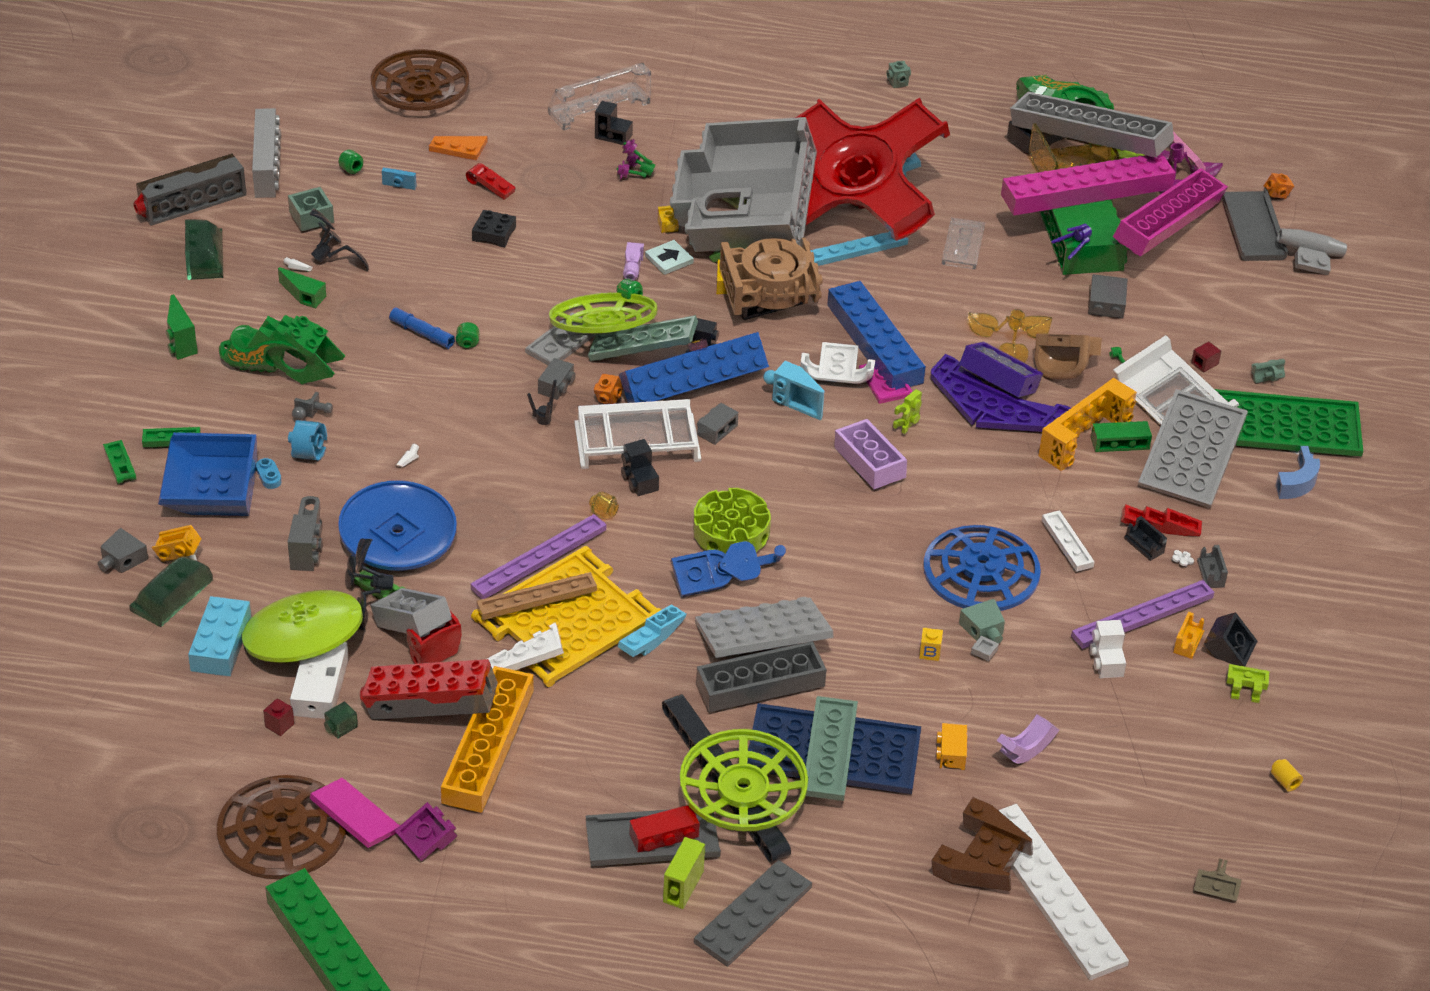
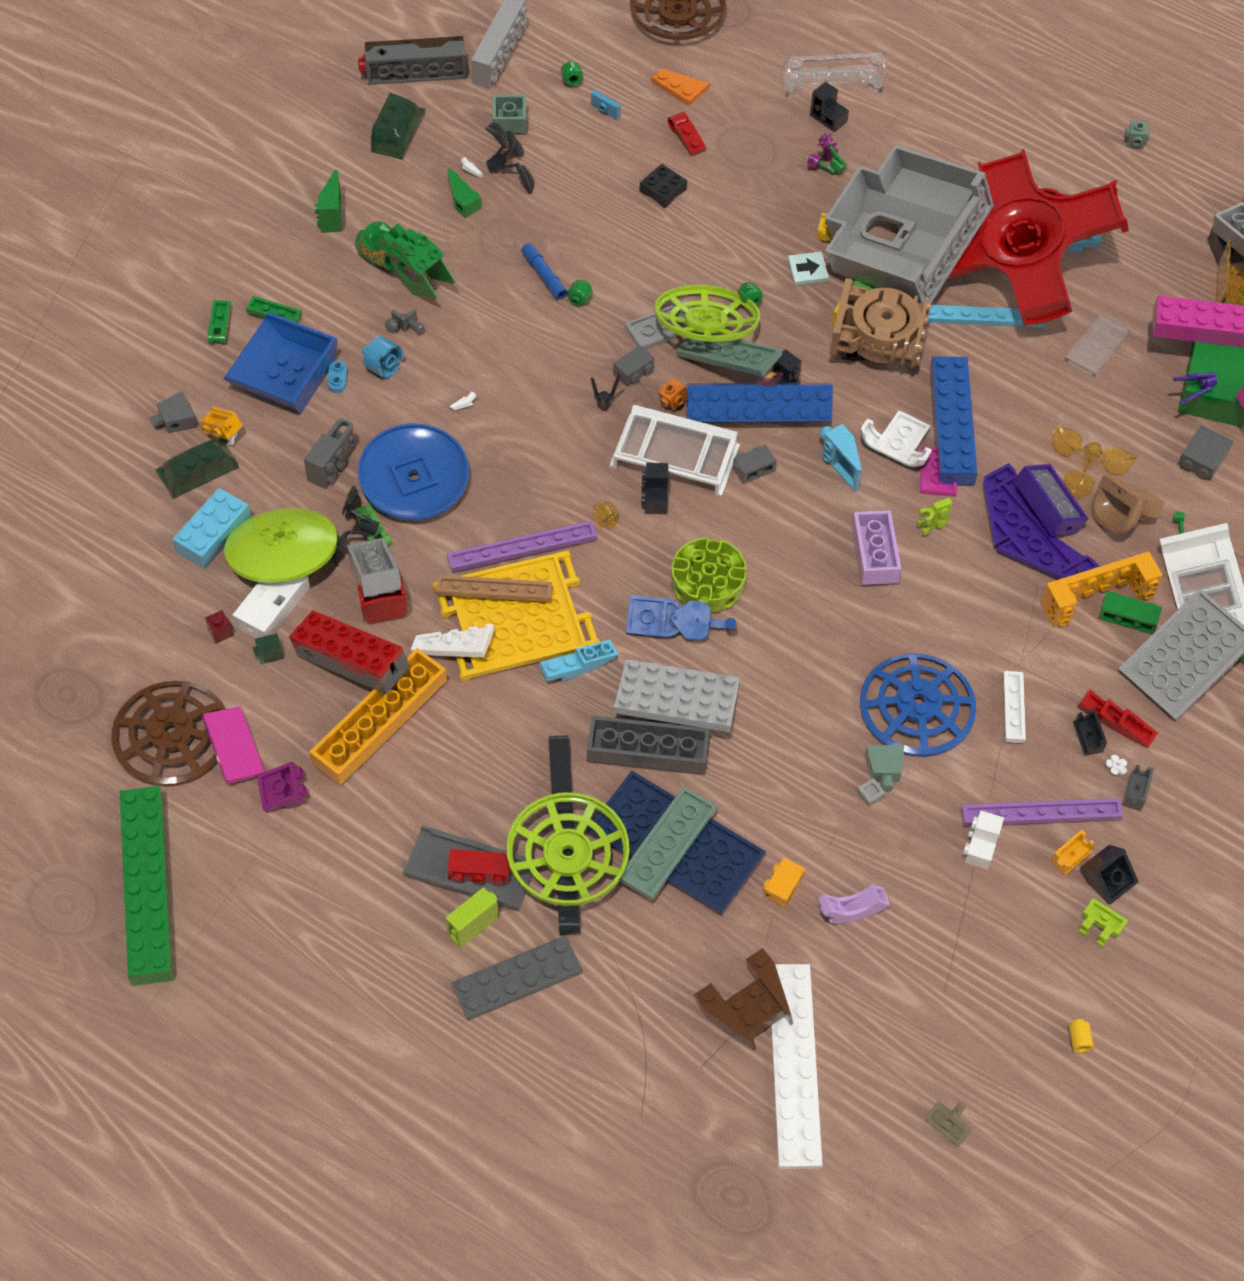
camera: 25 degrees right, 15 degrees up
(633, 257) = (773, 257): lavender piece -> none
(931, 644) = (821, 769): yellow brick -> none

